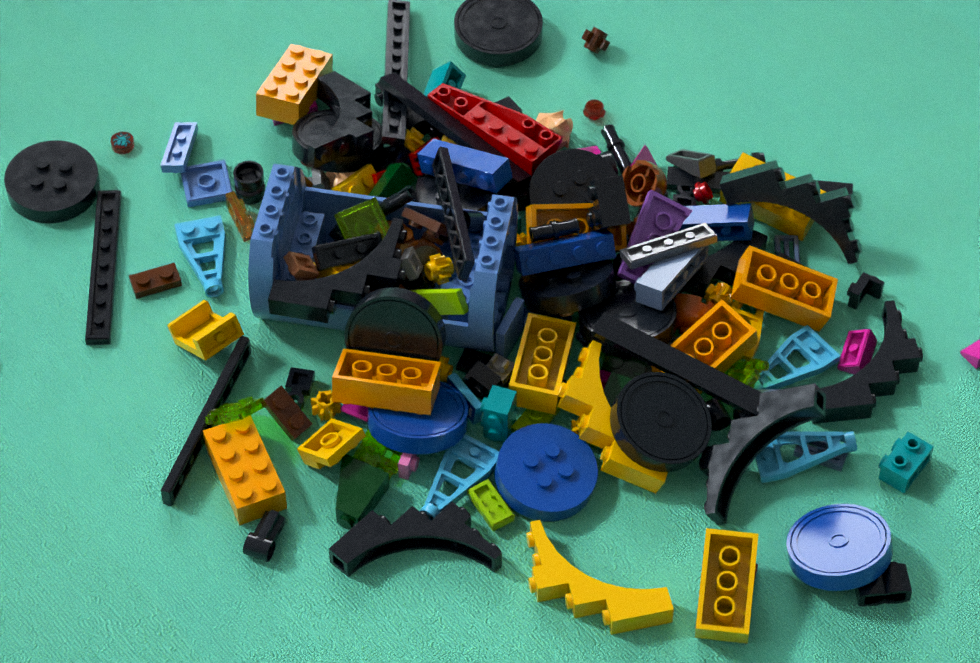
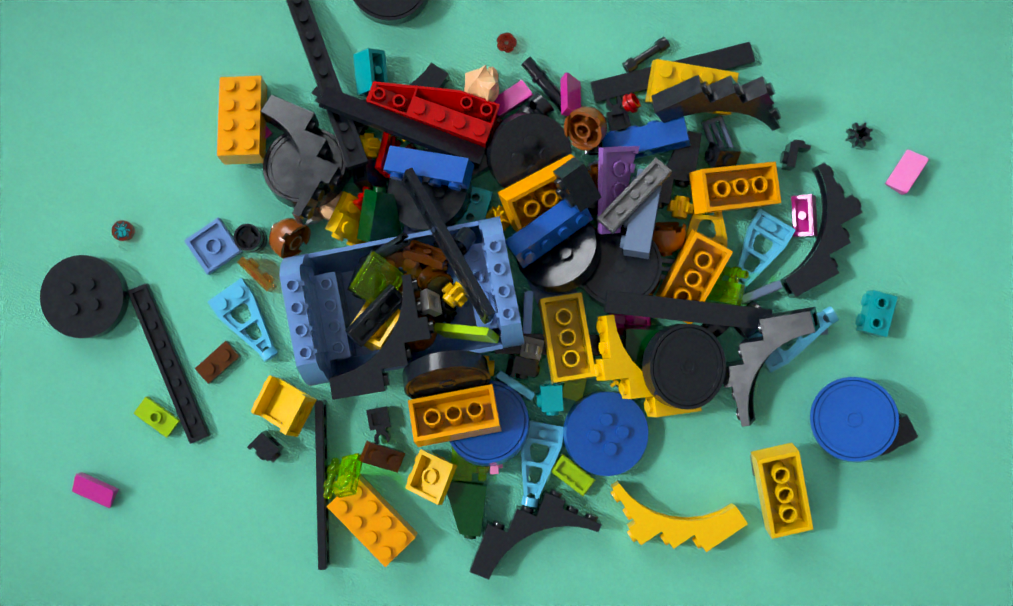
camera: 20 degrees left, 35 degrees up
(64, 307) = (157, 416): none -> lime plate
(164, 365) = (266, 447): none -> black brick
(179, 147) = (174, 222): medium blue plate -> none
(263, 541) = (414, 576): black piece -> none
(301, 266) = (344, 351): nougat bracket -> none
(324, 406) = (403, 434): yellow gear -> none
(554, 230) = (533, 215): black pin -> none
(693, 162) = (619, 79): dark grey slope -> none
(943, 295) = (864, 132): none -> black gear

